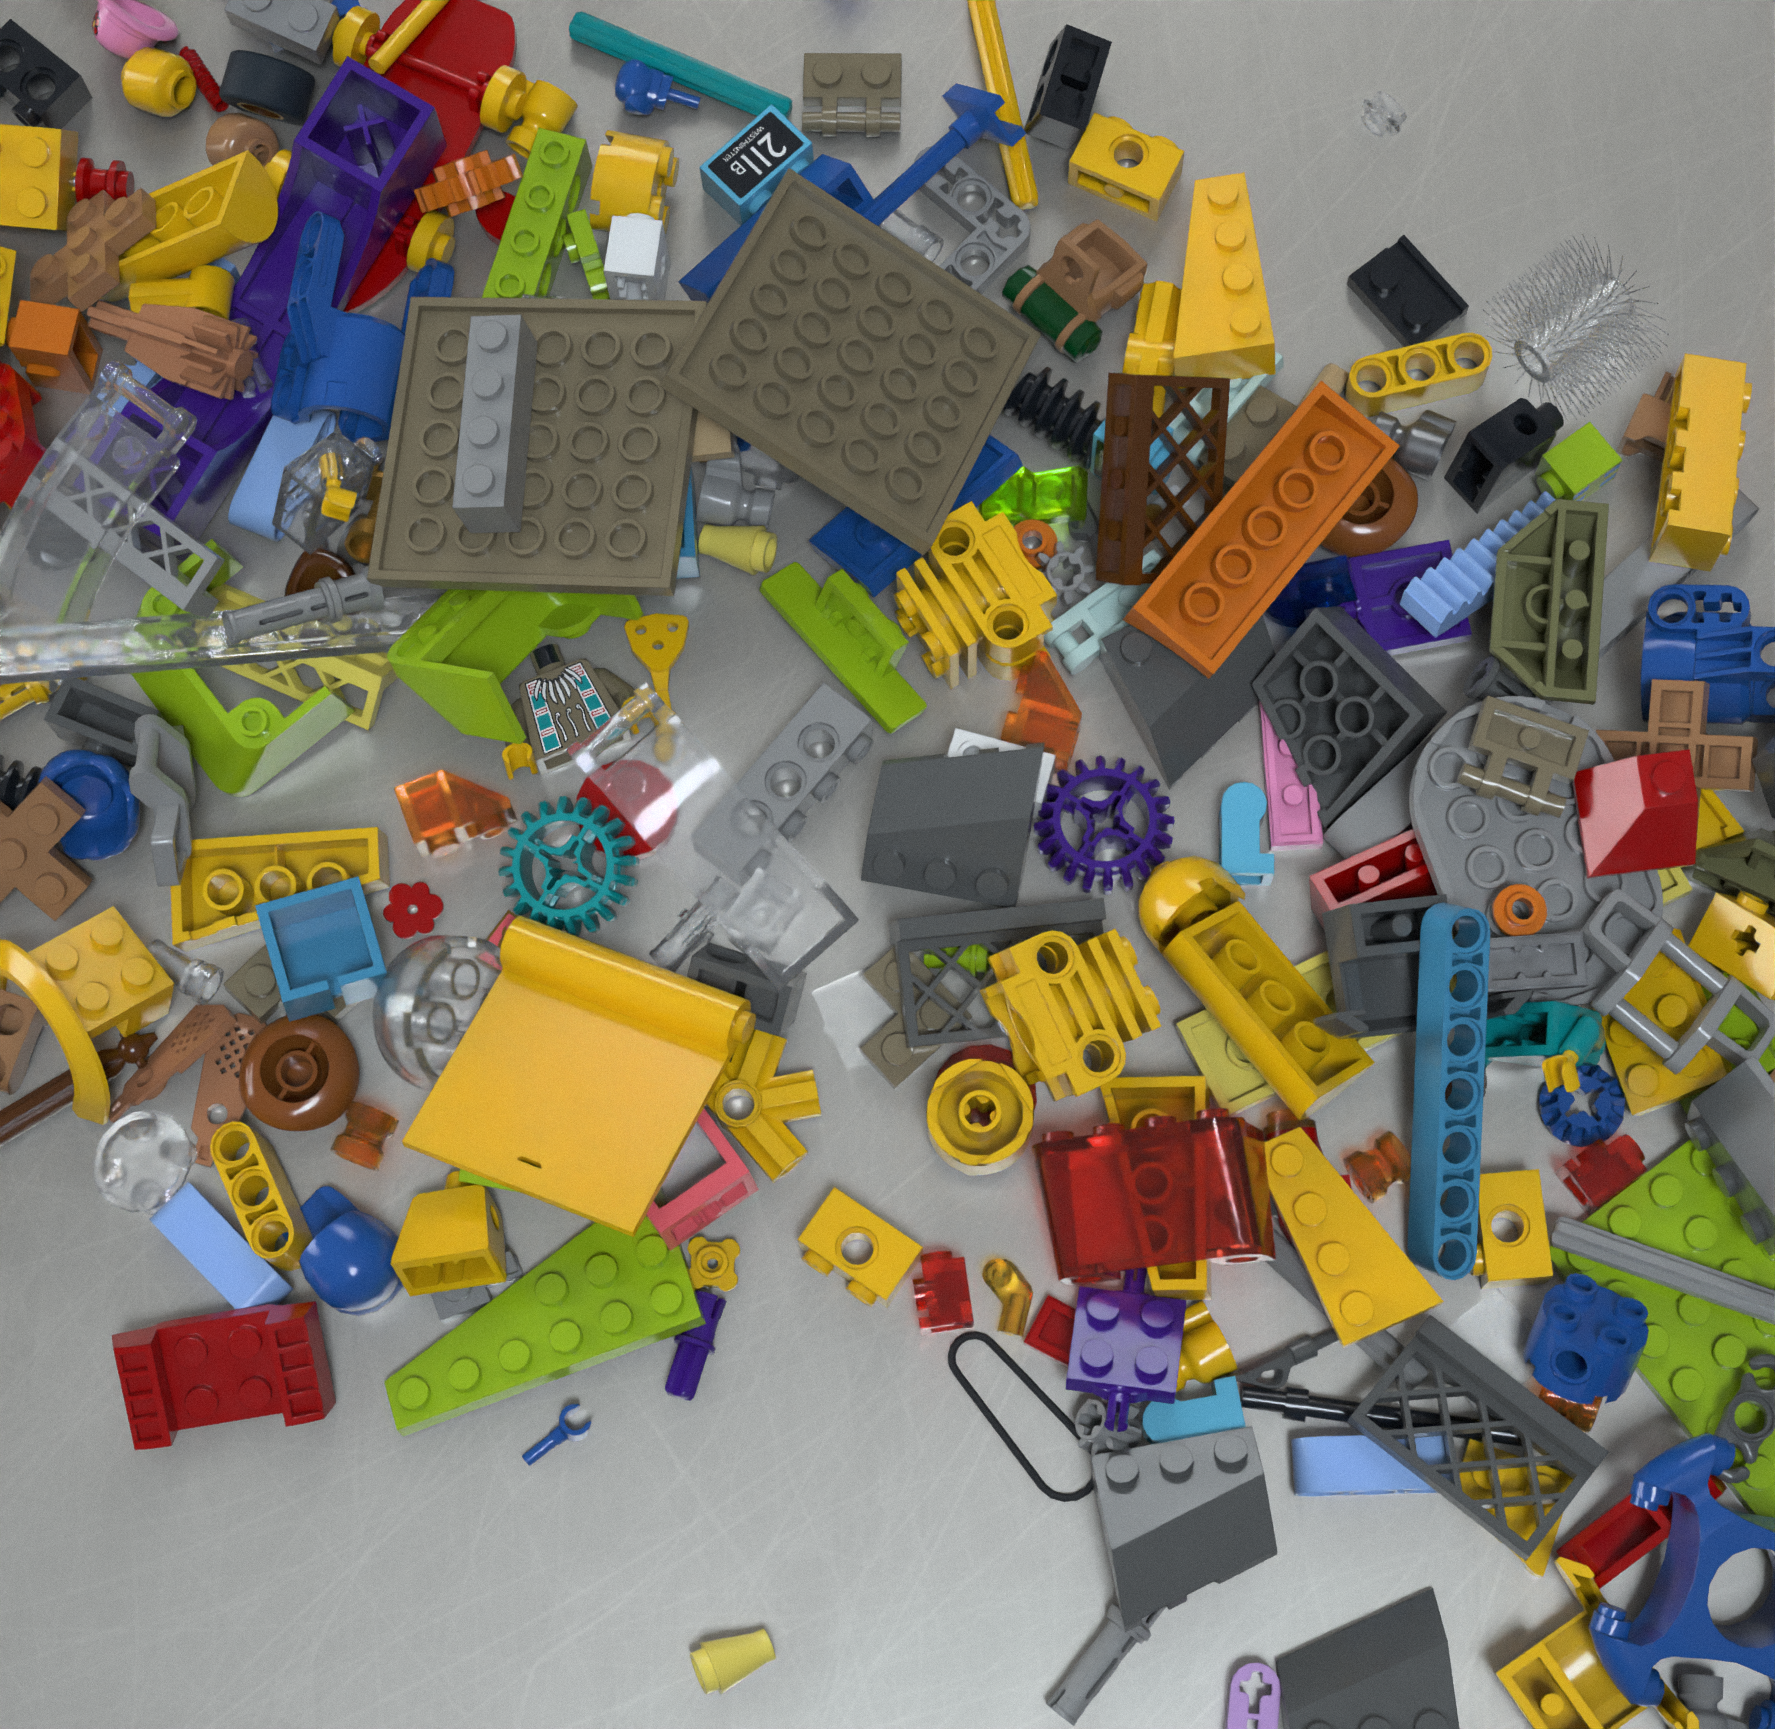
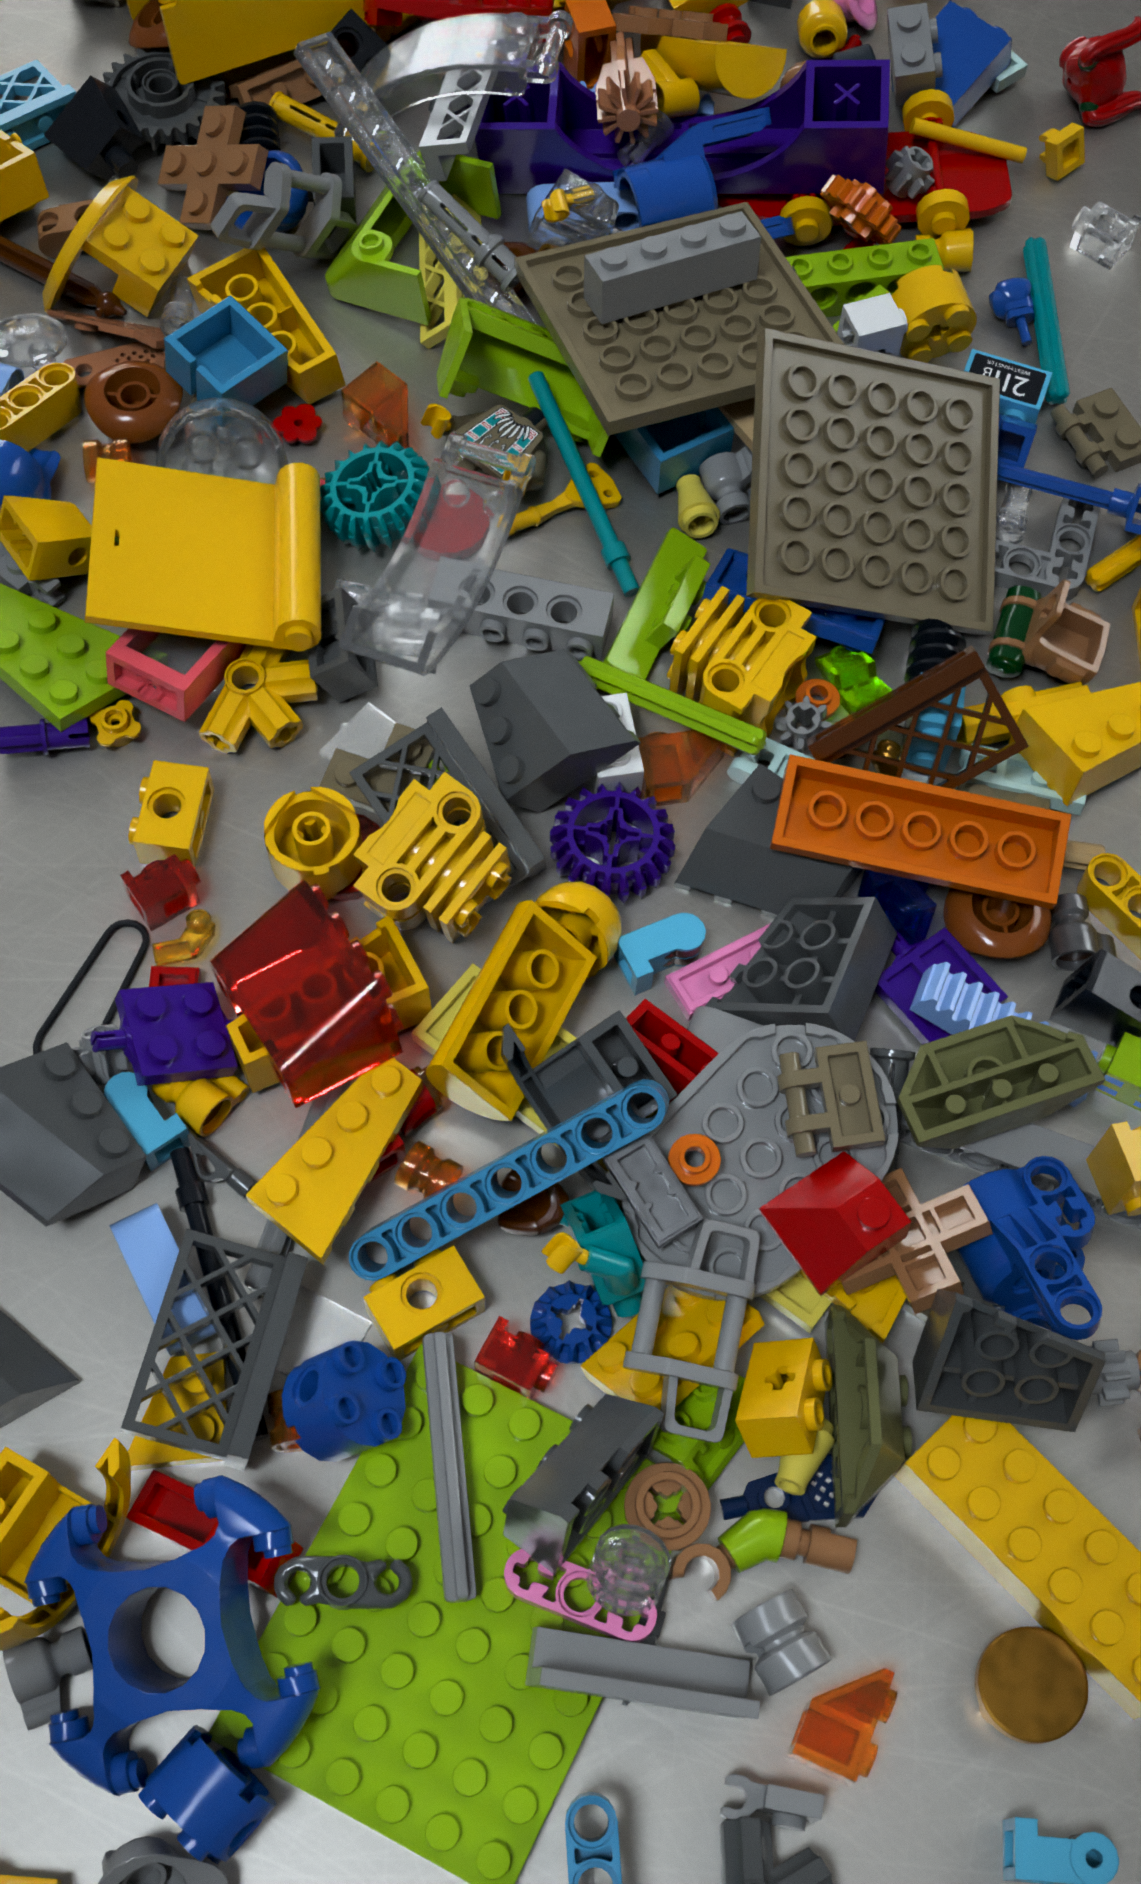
camera: 55 degrees right, 10 degrees down
(445, 96) = (909, 172): none -> light grey gear
(756, 656) = (614, 551): none -> teal bar
(986, 691) = (676, 707): none -> lime axle

